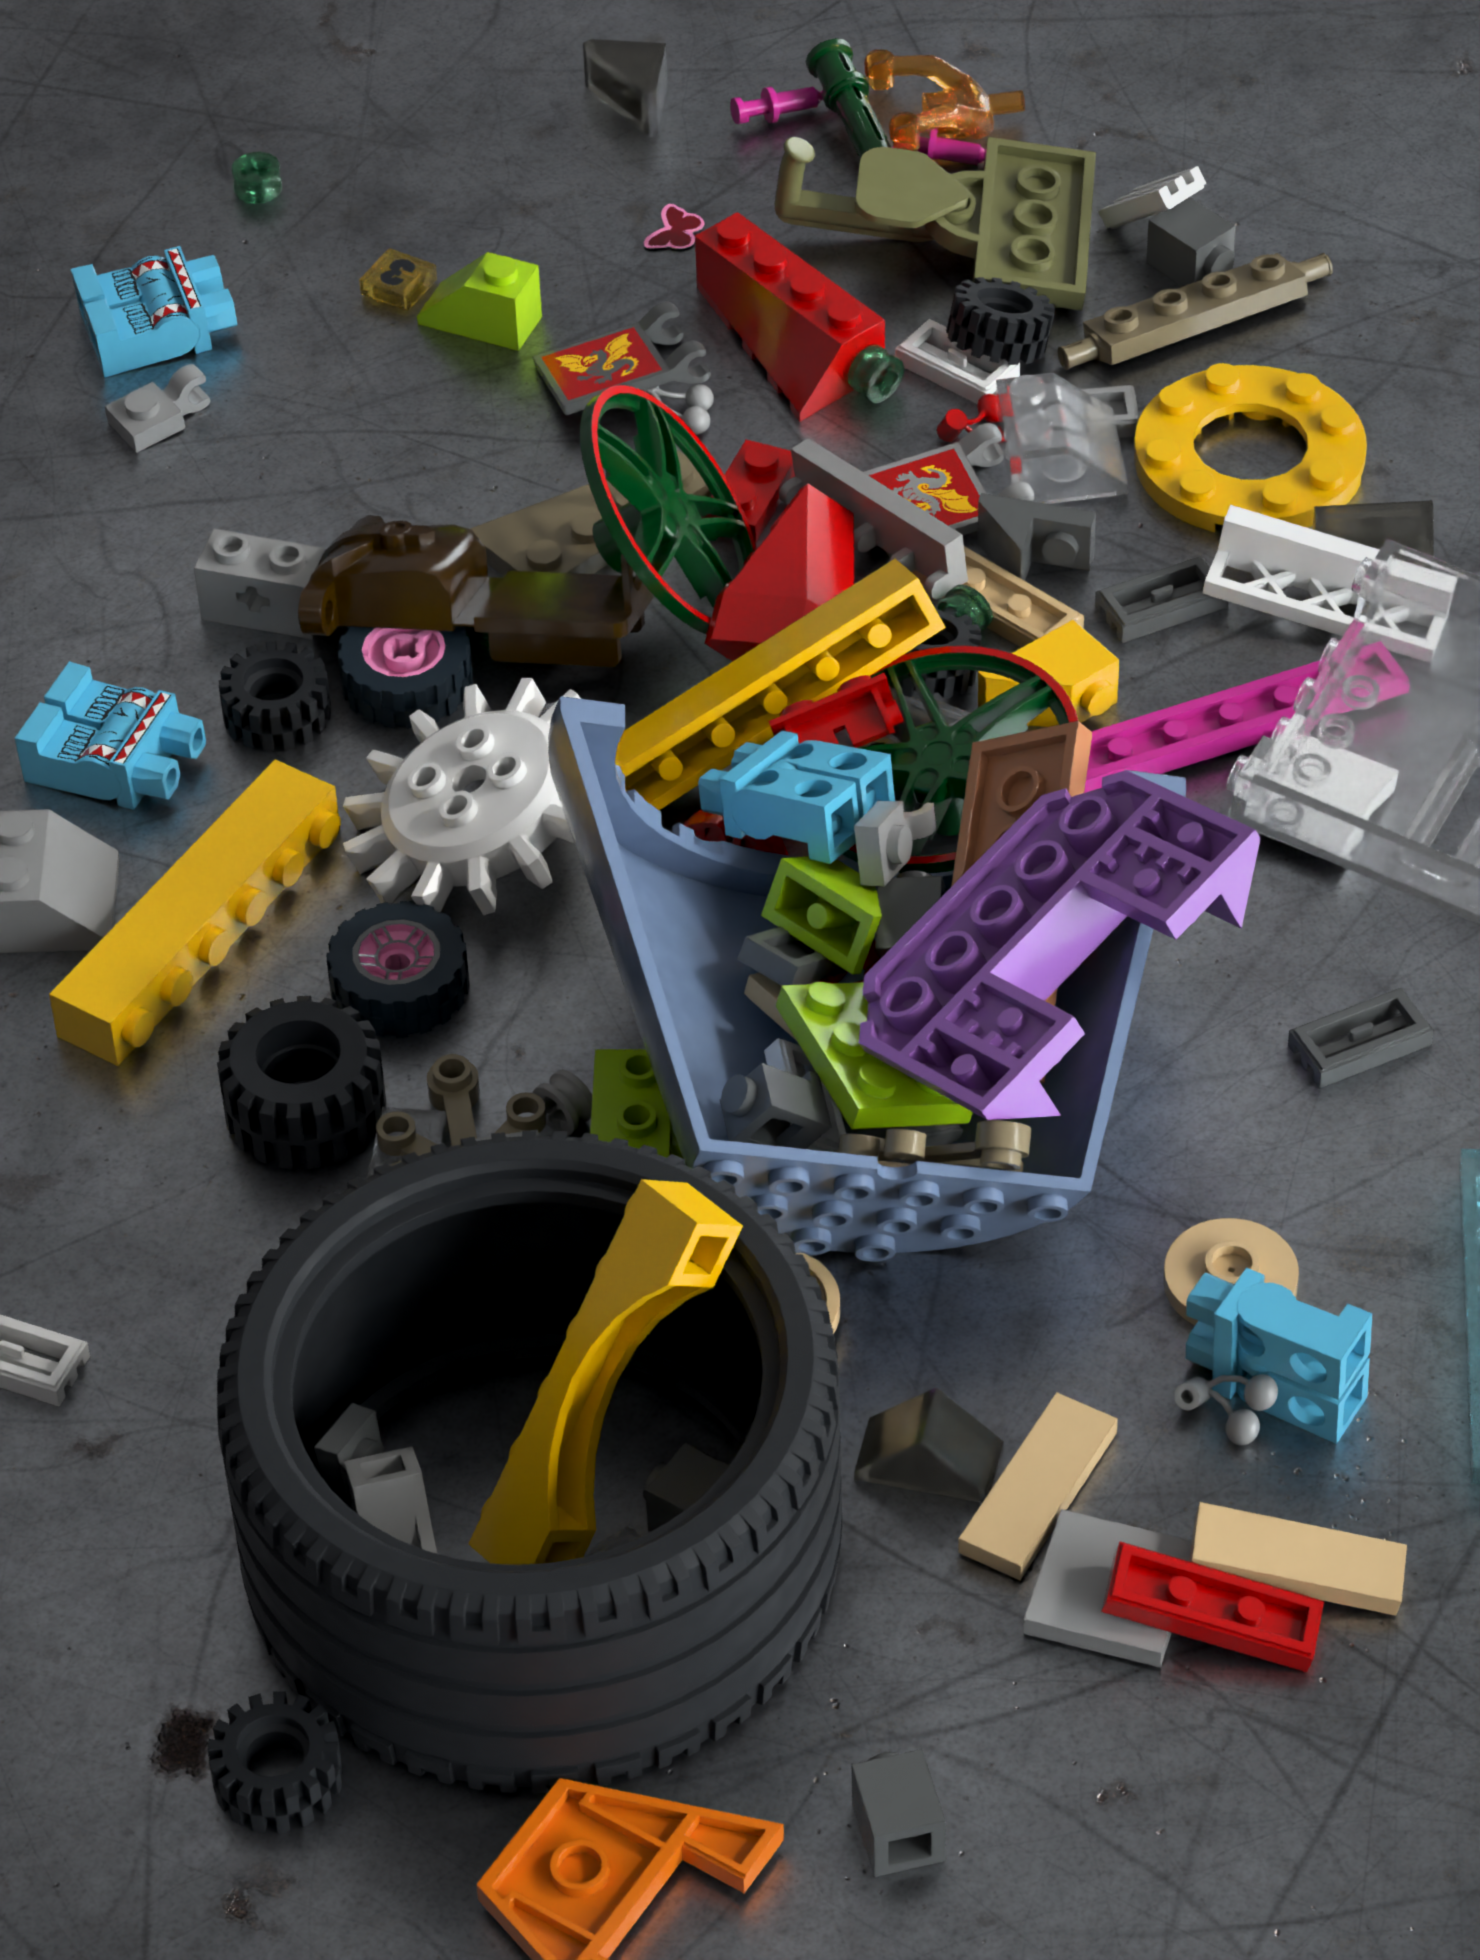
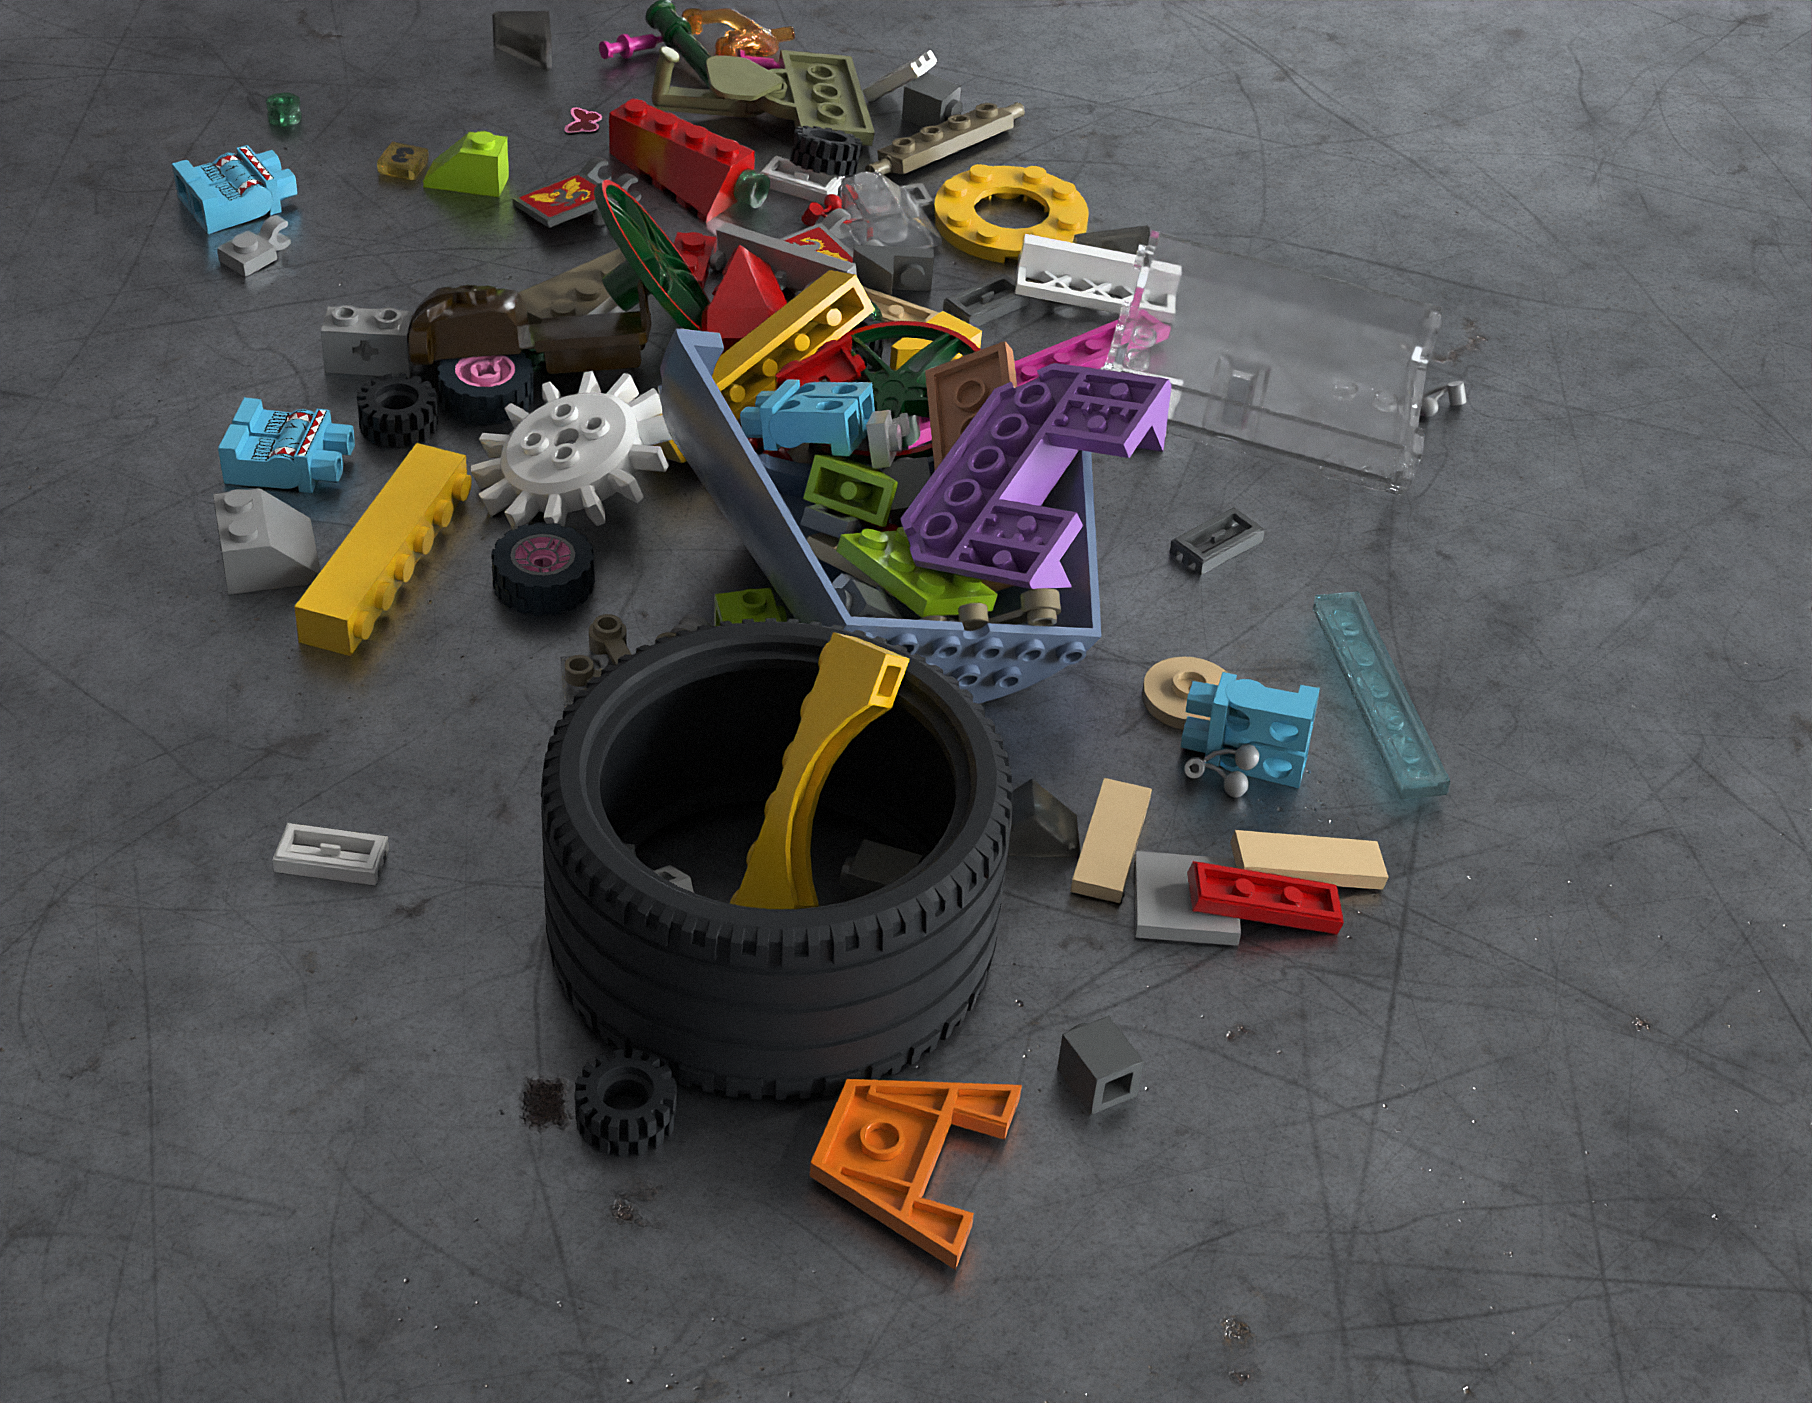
camera: 20 degrees left, 5 degrees down
(310, 1118) = (499, 644): black tyre -> none

